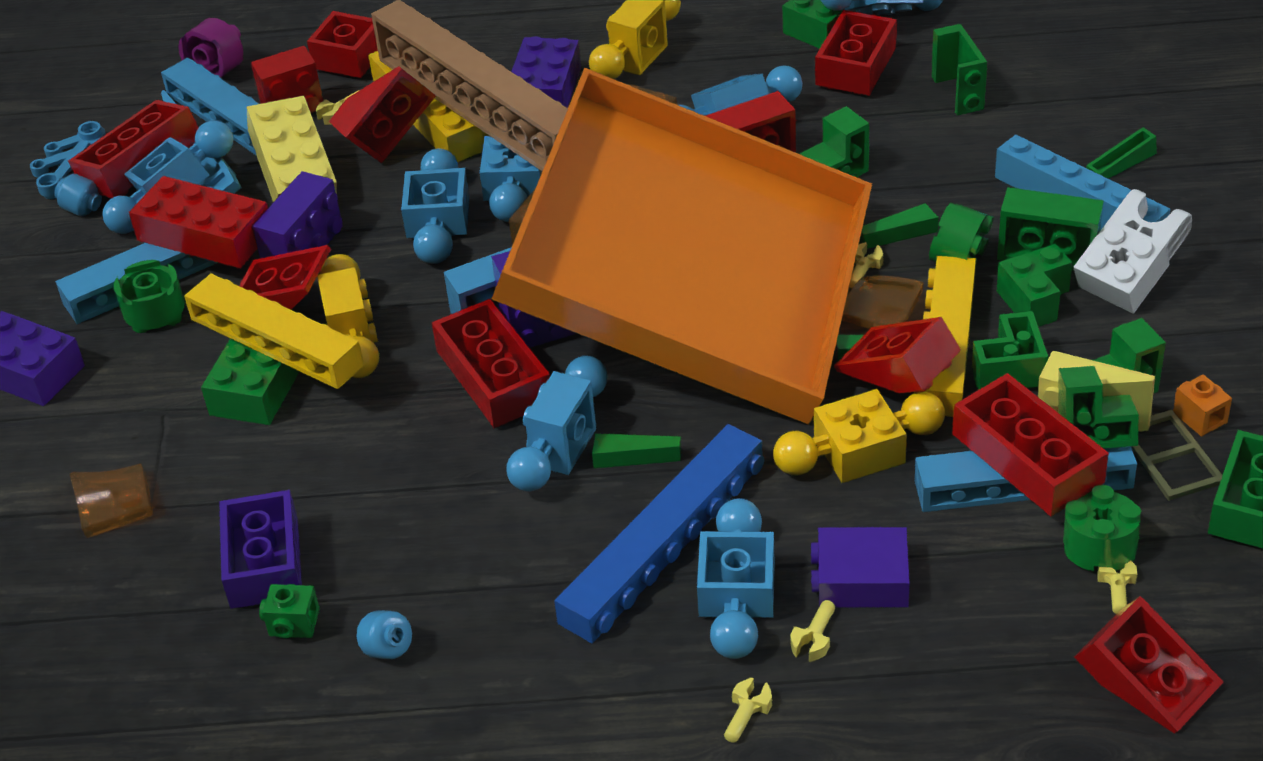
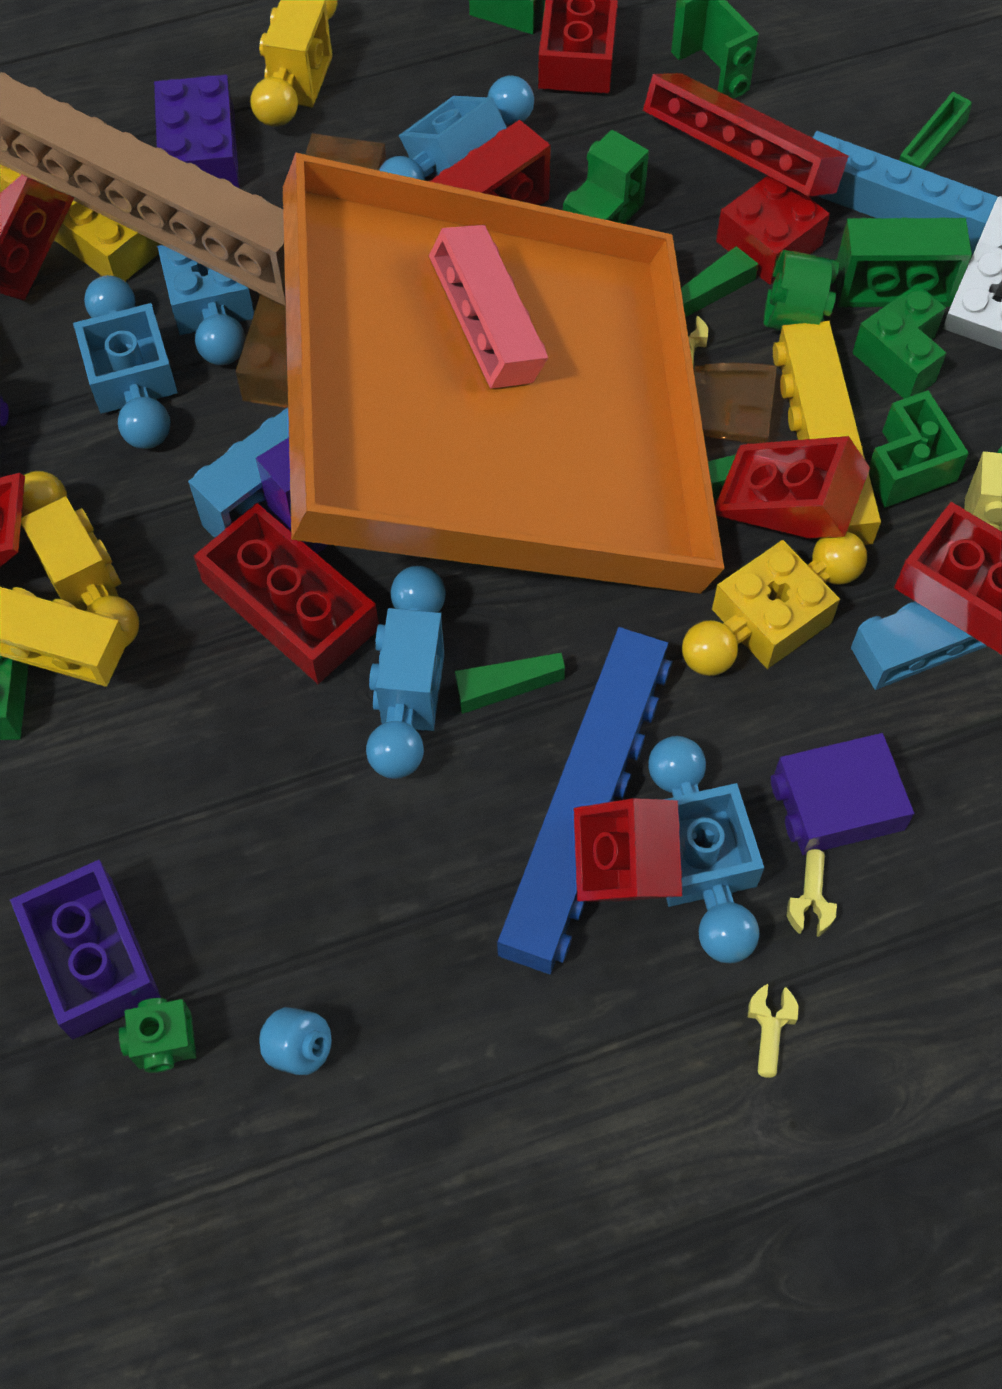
camera: 20 degrees left, 20 degrees up
(670, 553) = (628, 850): none -> red brick
(700, 195) = (488, 306): none -> coral brick
(956, 128) = (746, 134): none -> red brick
(960, 183) = (772, 220): none -> red brick

